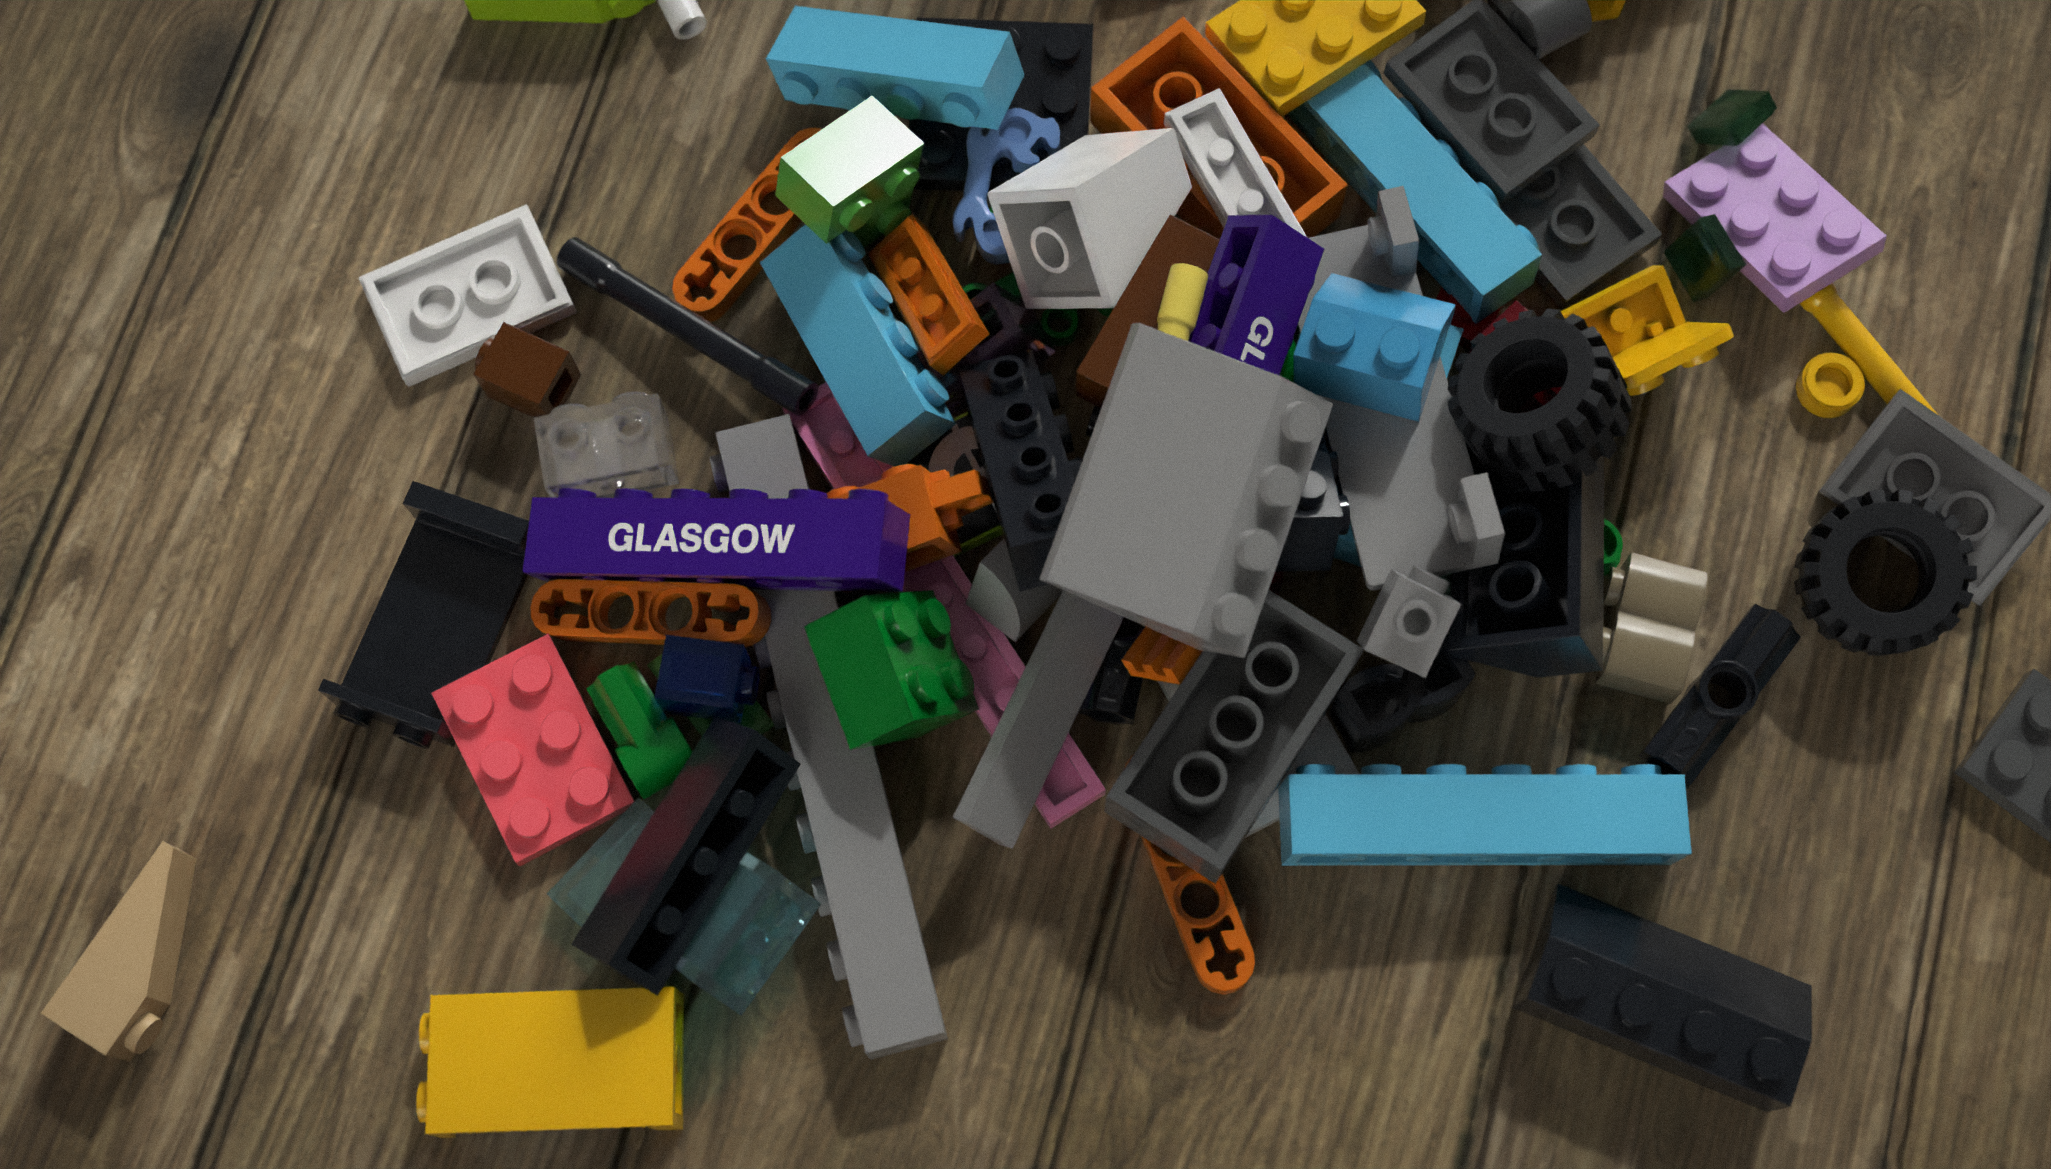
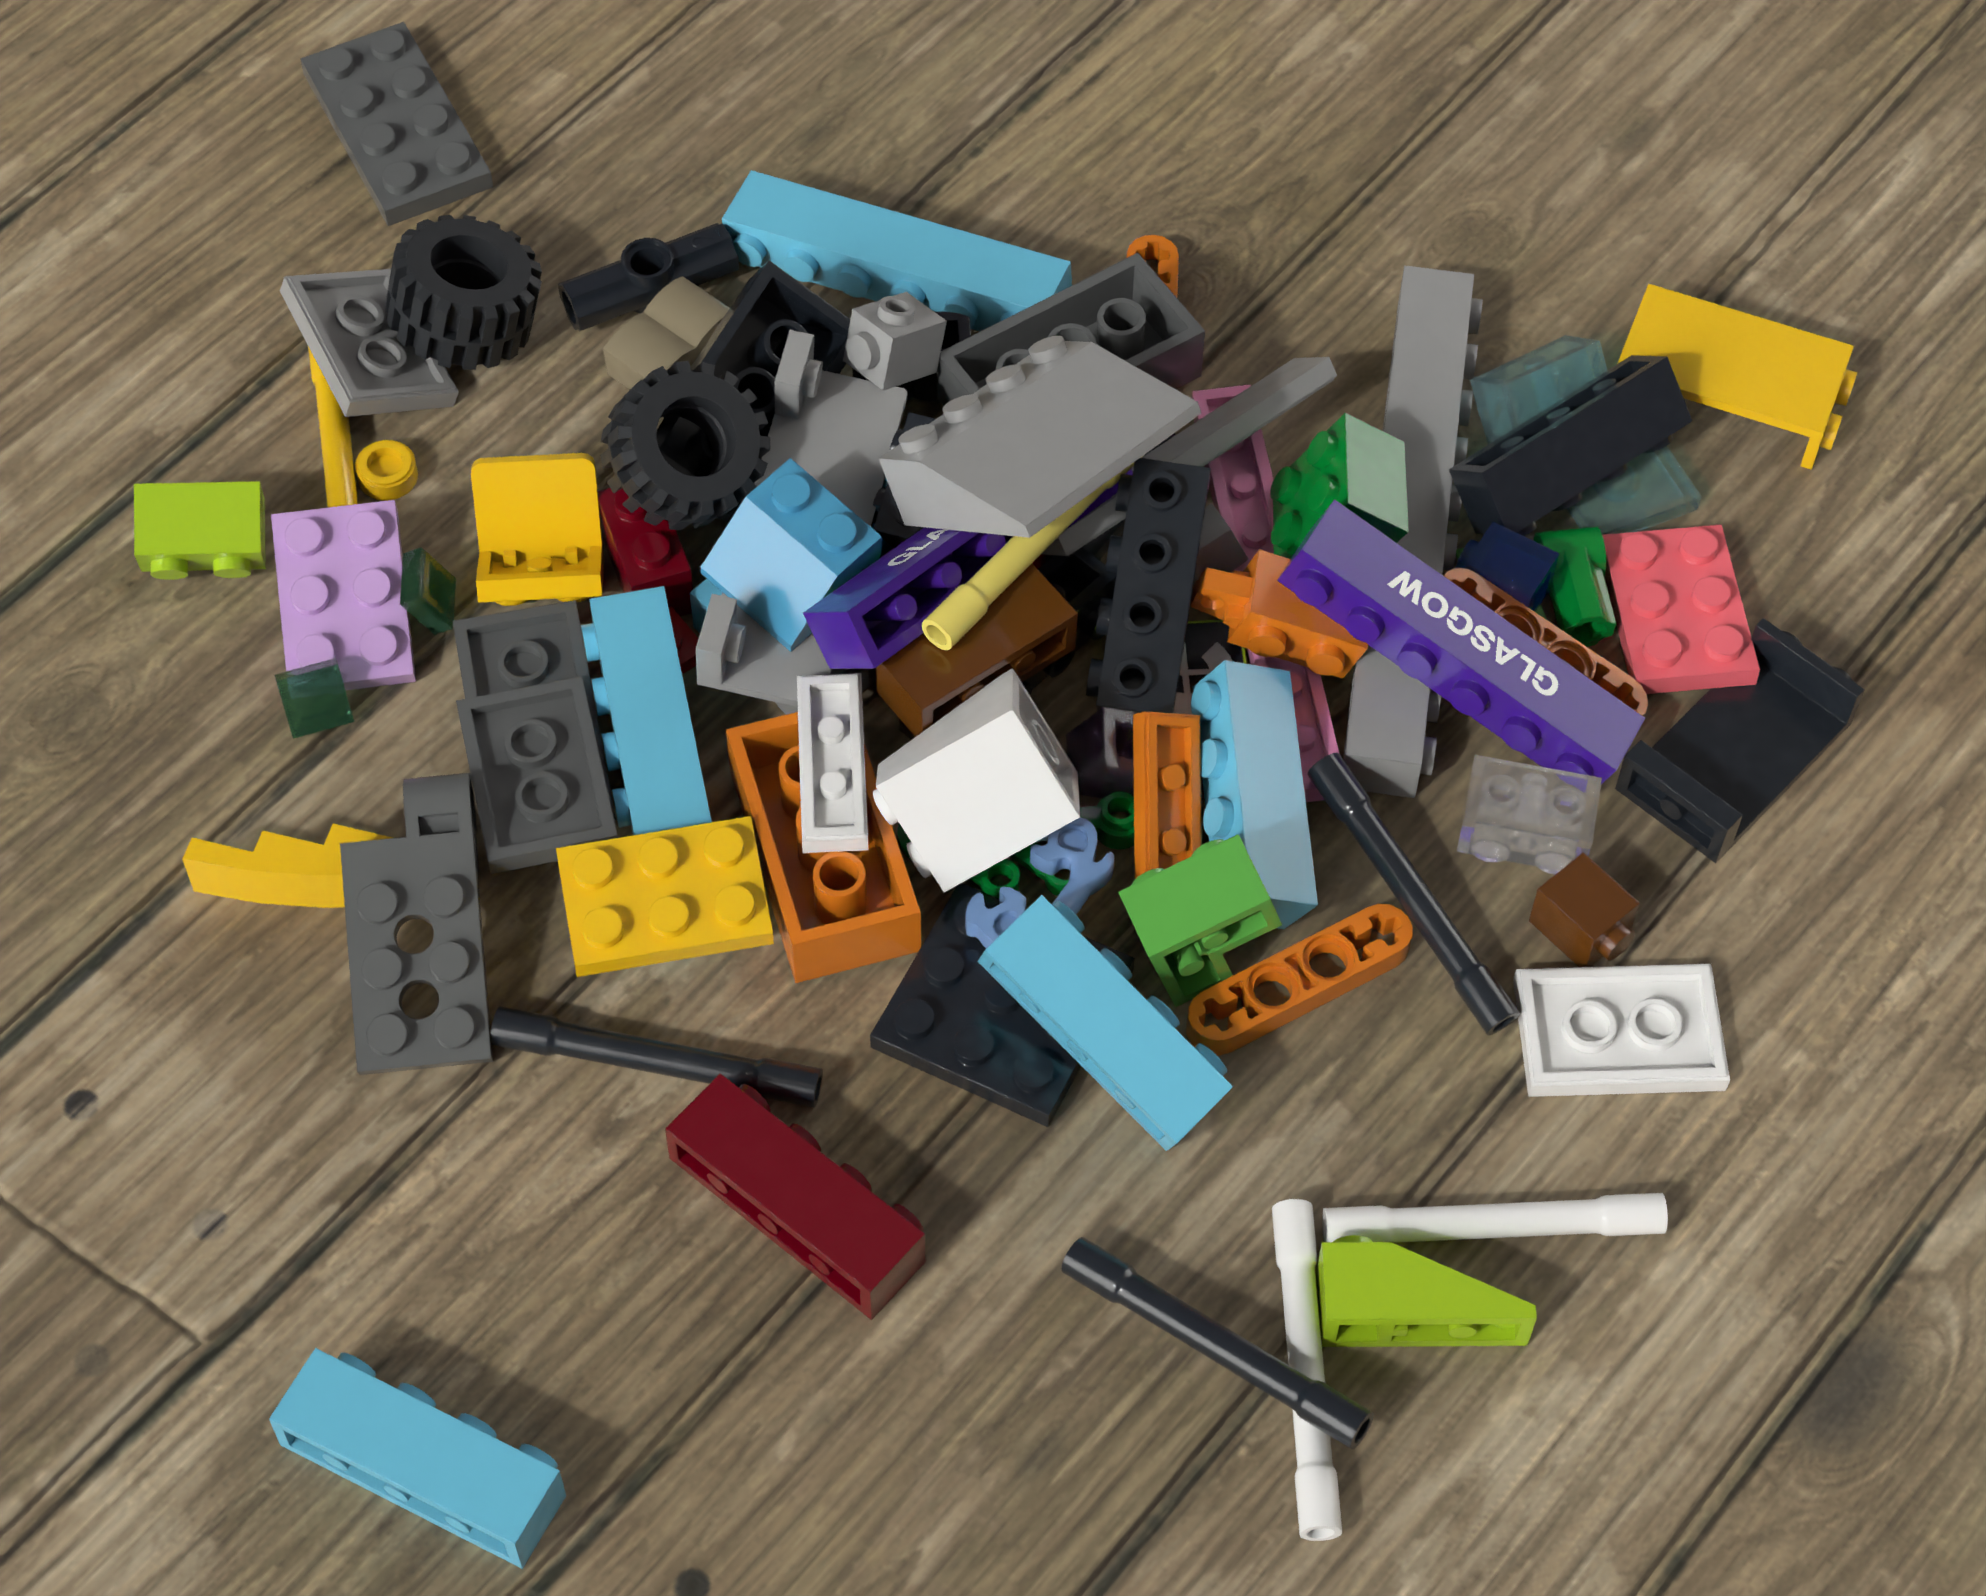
camera: 160 degrees left, 15 degrees down
(434, 121) = (1605, 1216): none -> white piece
(1668, 1000) = (823, 111): black slope -> none
(1948, 221) = (199, 528): none -> lime brick

